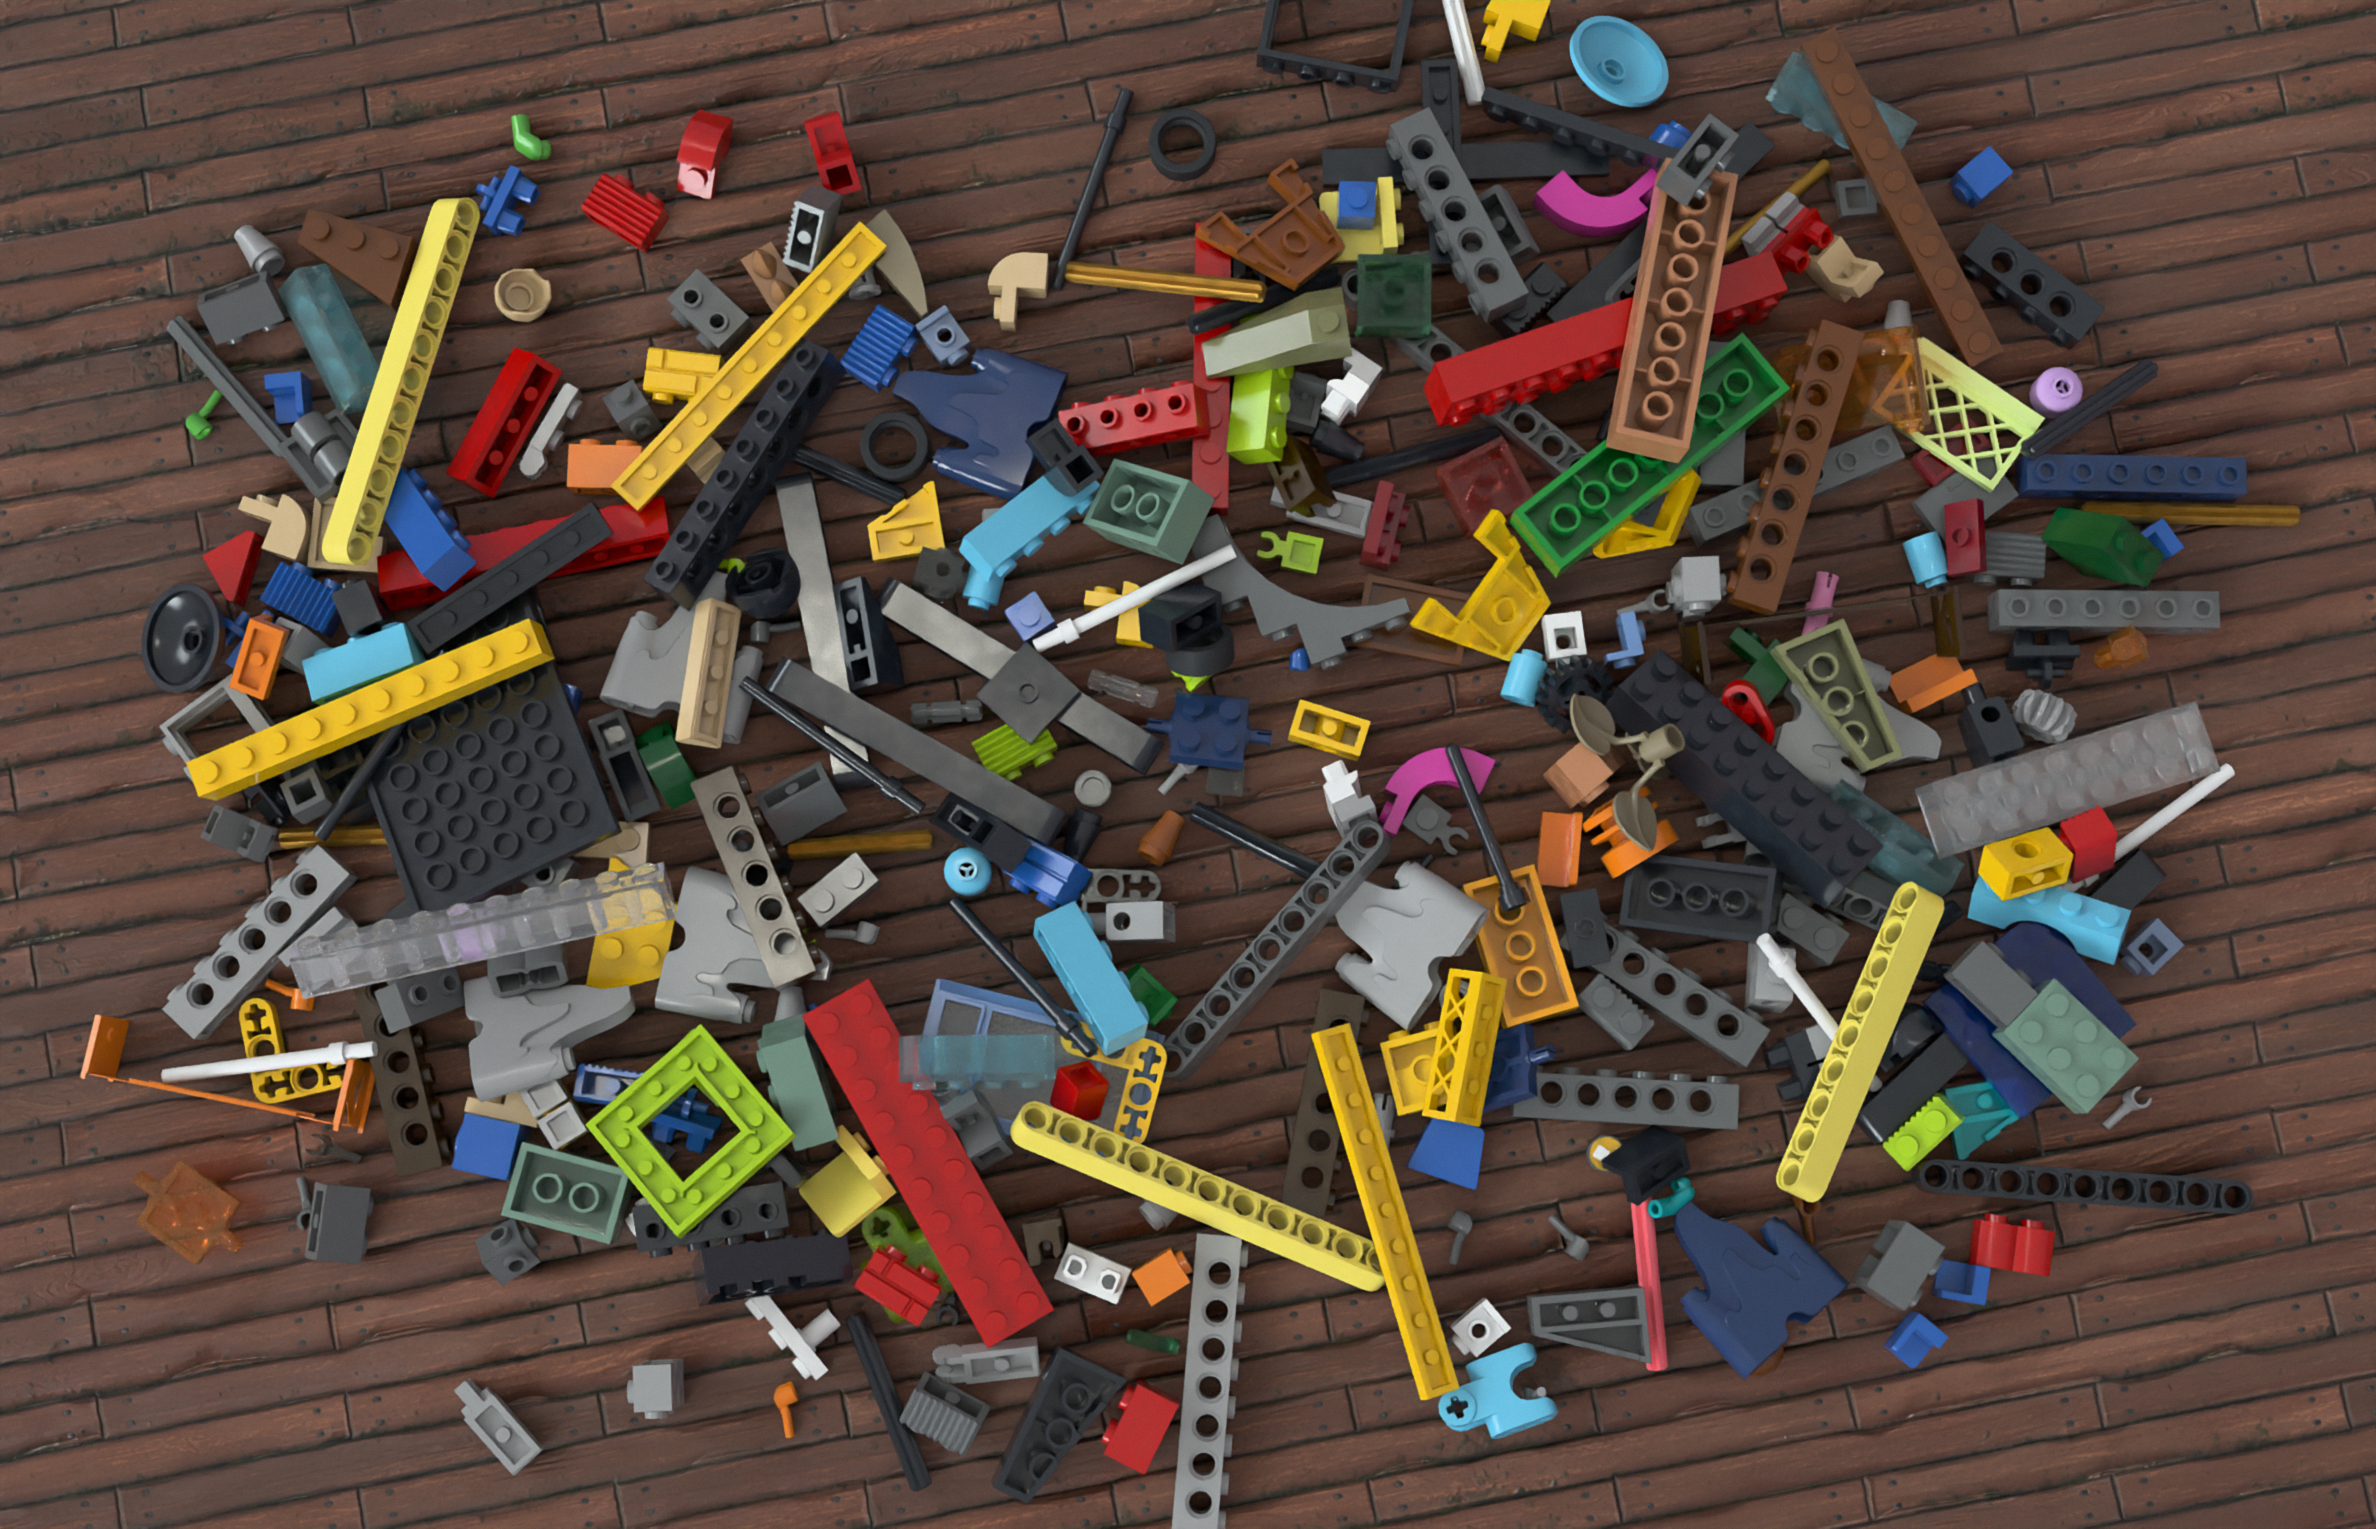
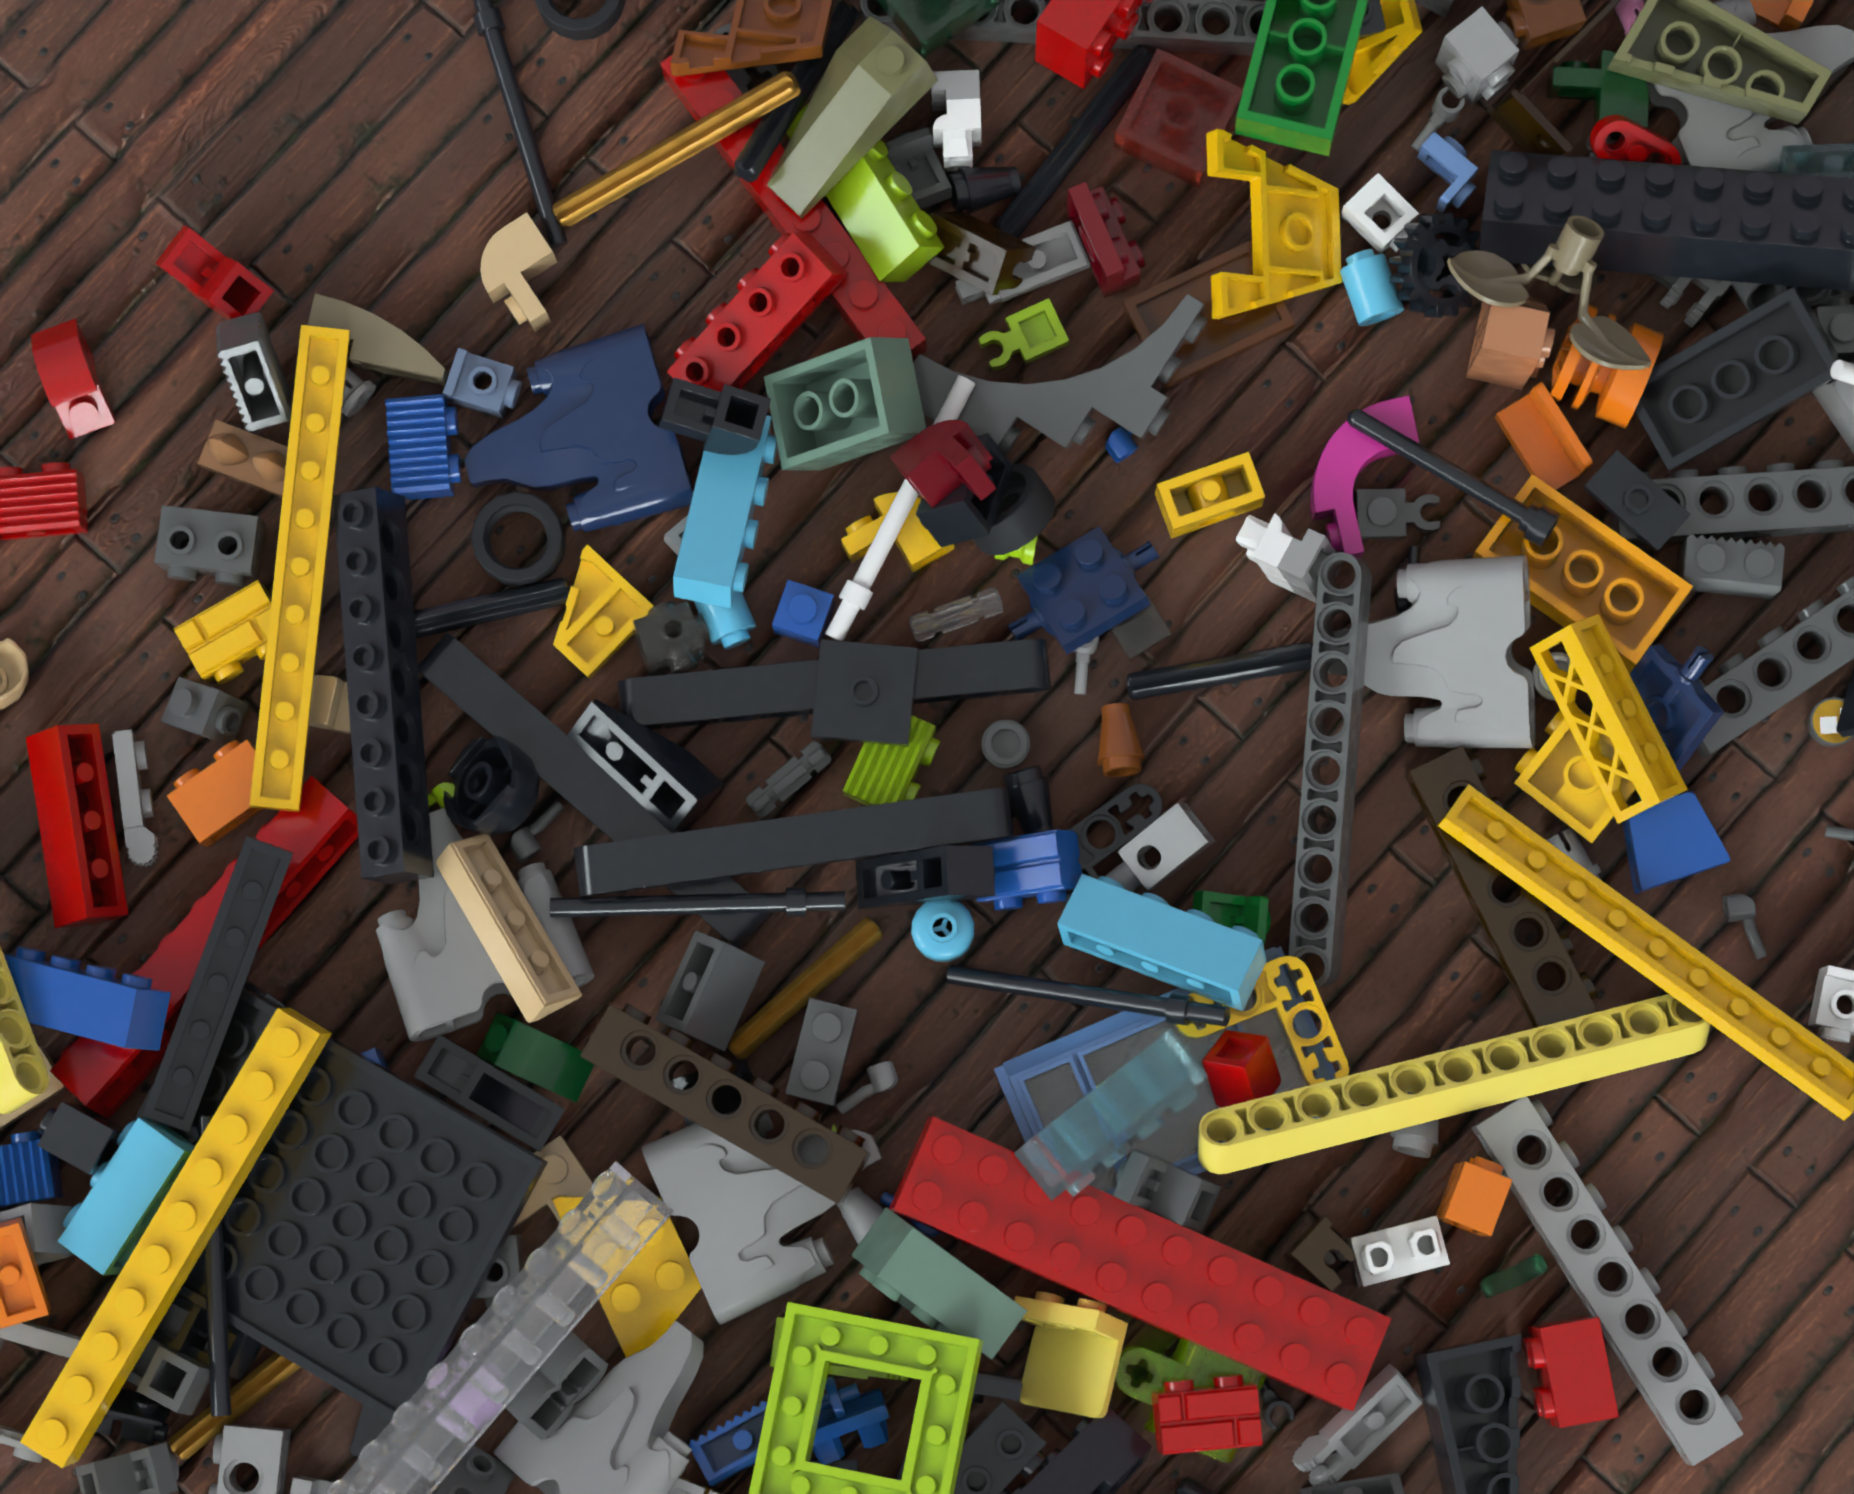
camera: 30 degrees left, 0 degrees up
(1179, 588) = (943, 459): none -> dark red brick

